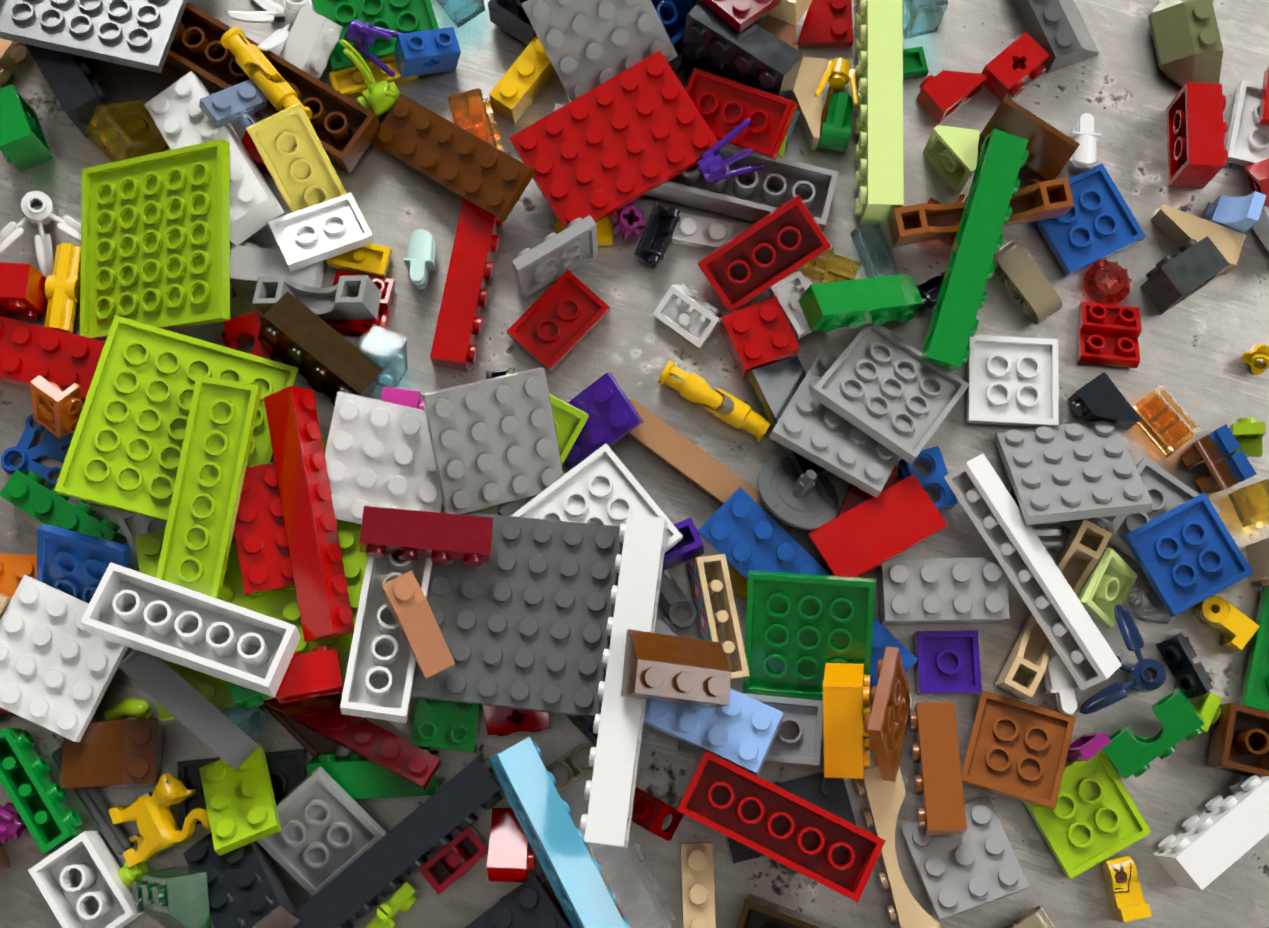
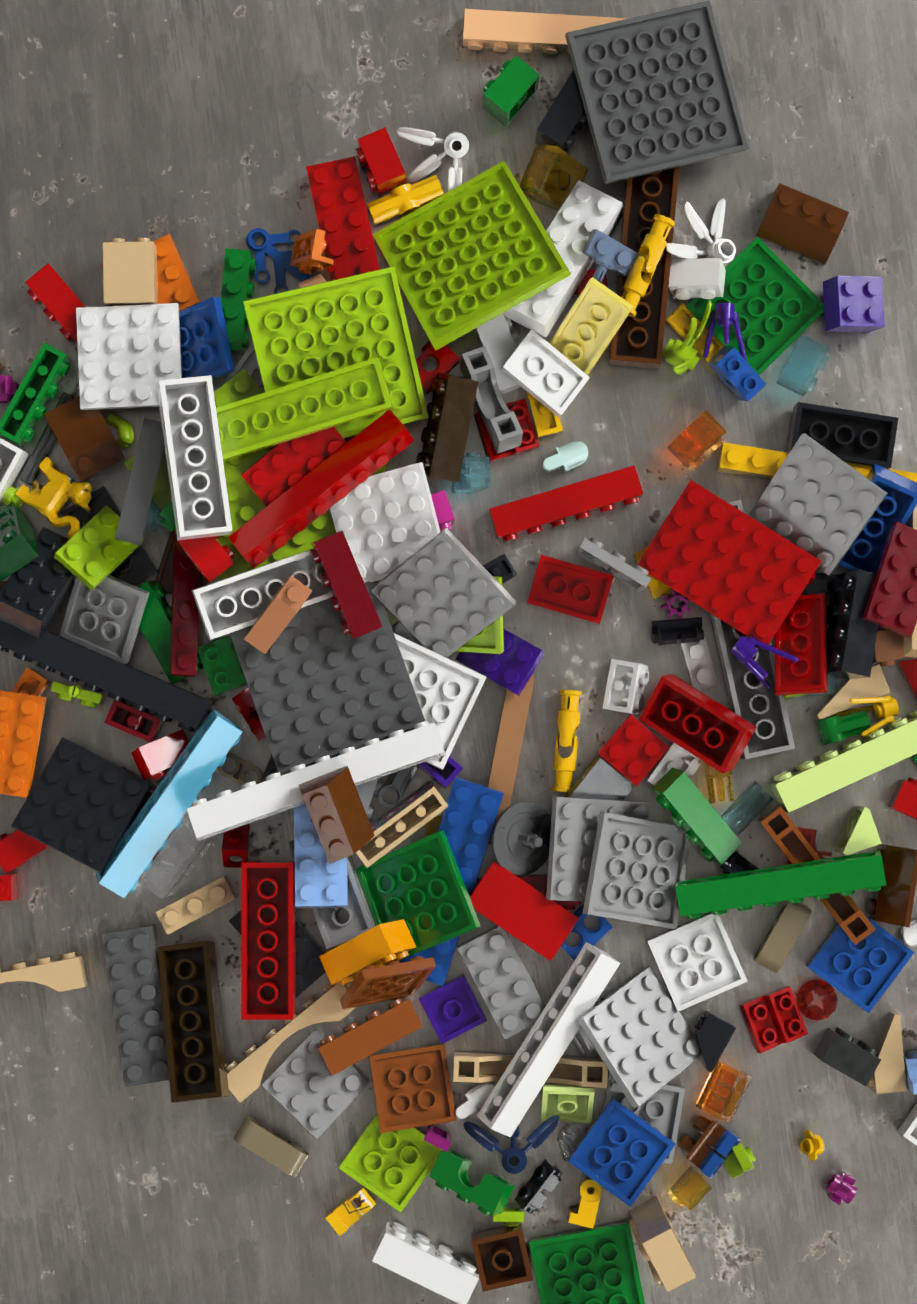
camera: 60 degrees right, 10 degrees up
(453, 157) = (657, 441): reddish brown plate -> none

